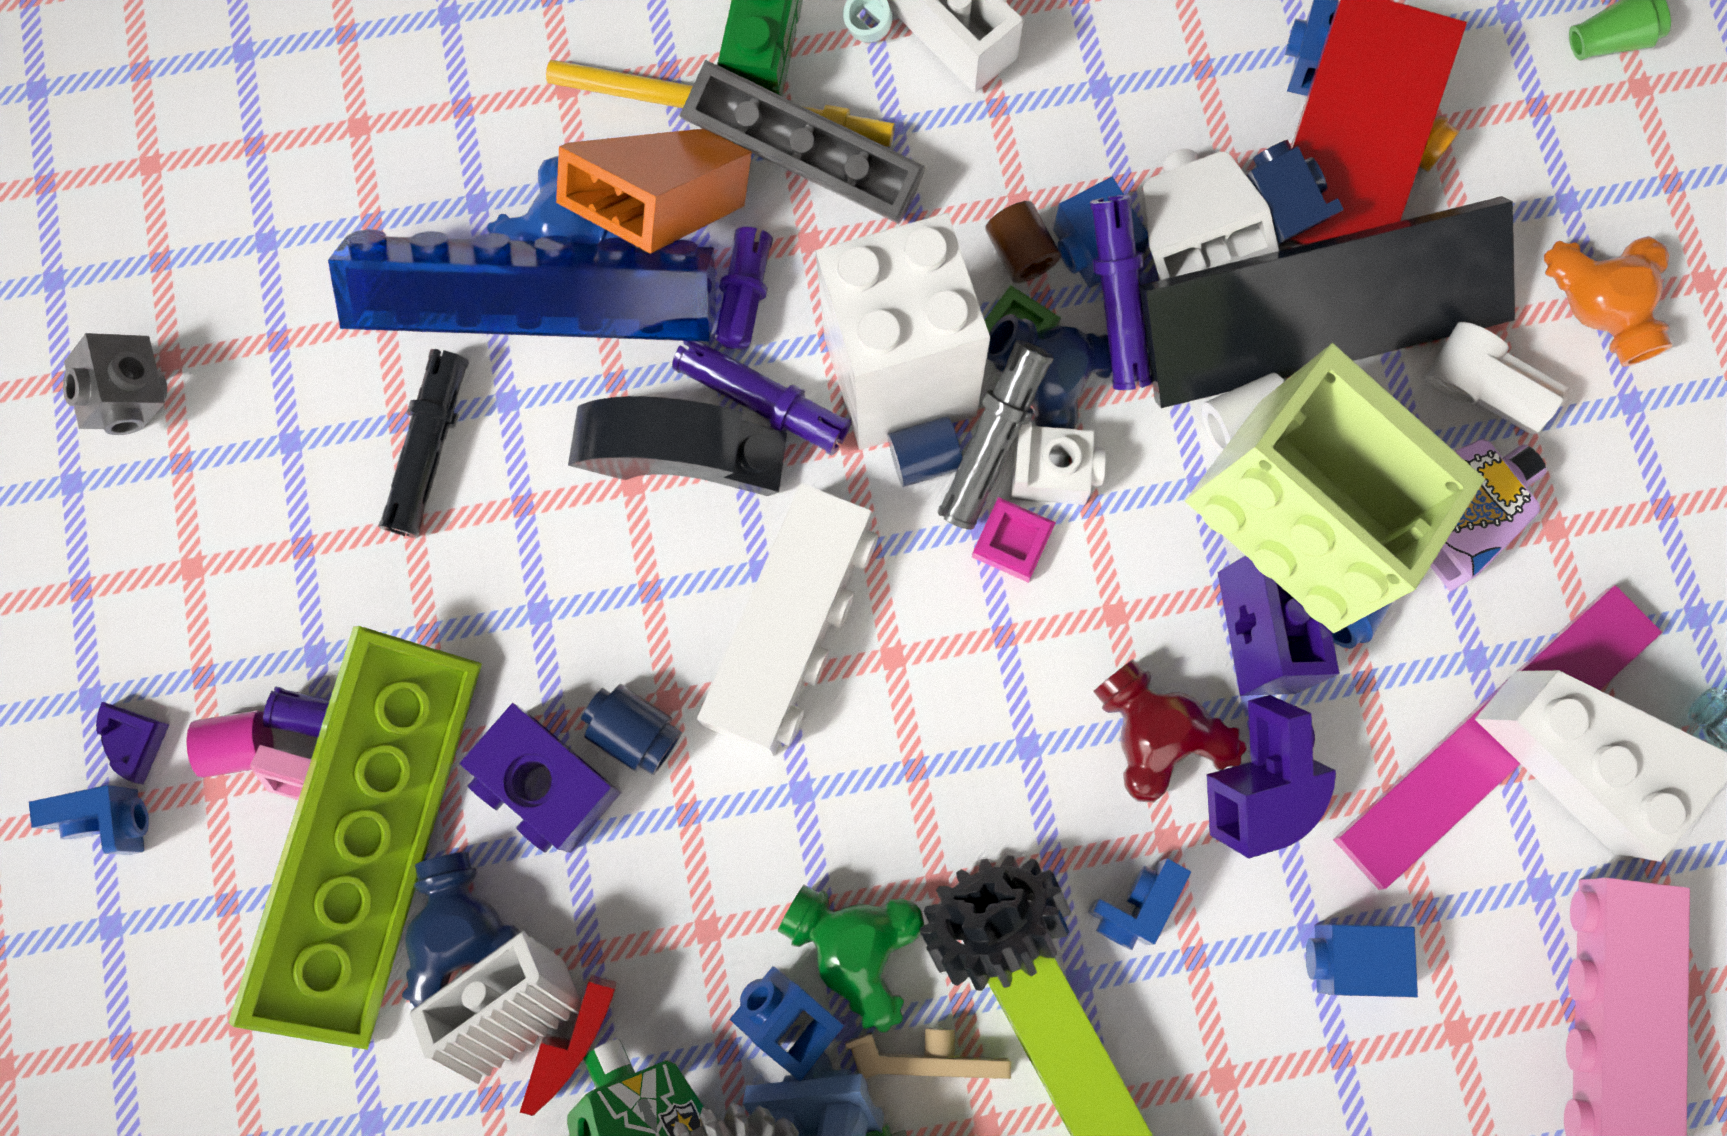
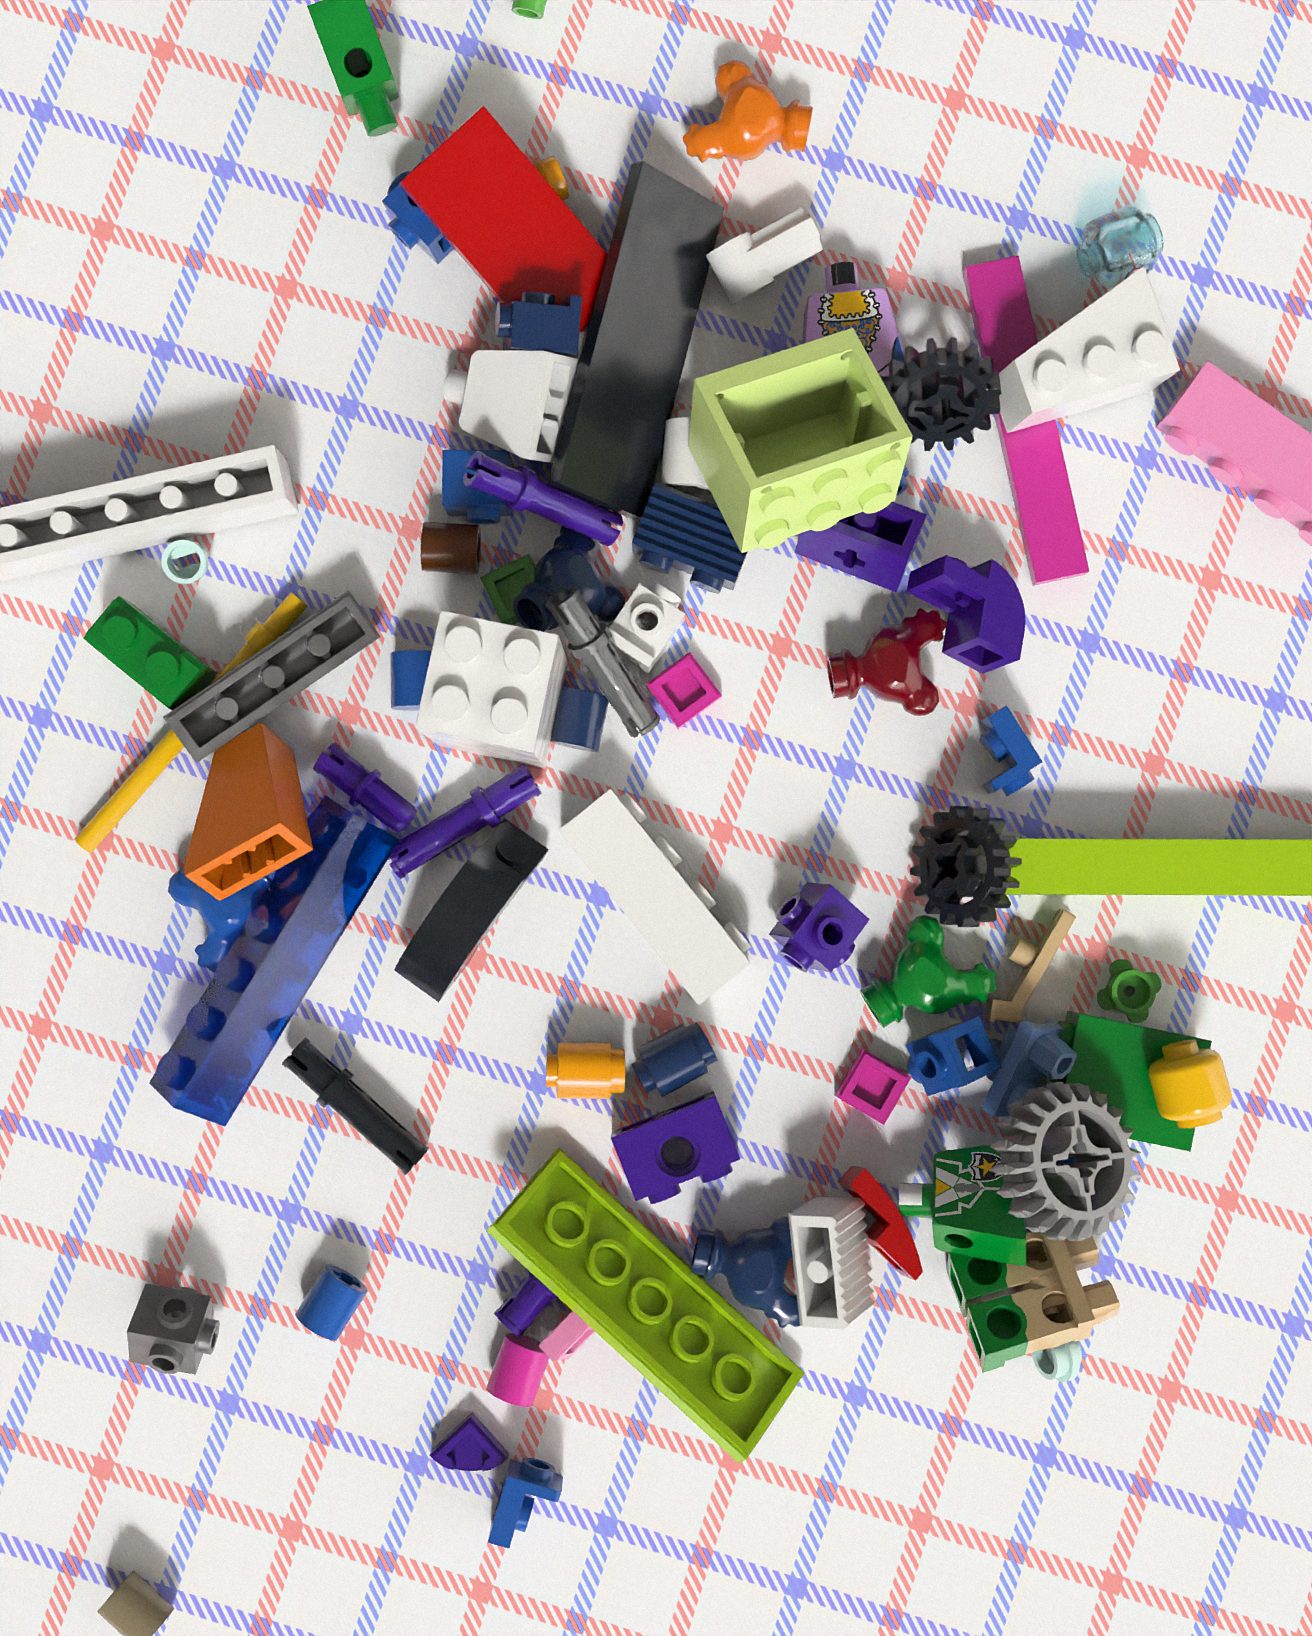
camera: 65 degrees left, 10 degrees up
(213, 522) = (331, 1302): none -> blue piece
(573, 646) = (586, 1070): none -> light orange brick
(711, 957) = (873, 1086): none -> dark pink tile
(844, 802) = (817, 928): none -> dark purple brick
(1169, 453) = (688, 536): none -> dark blue brick
(1363, 960) = (1130, 618): blue brick -> none
(1493, 605) = (938, 392): none -> black gear

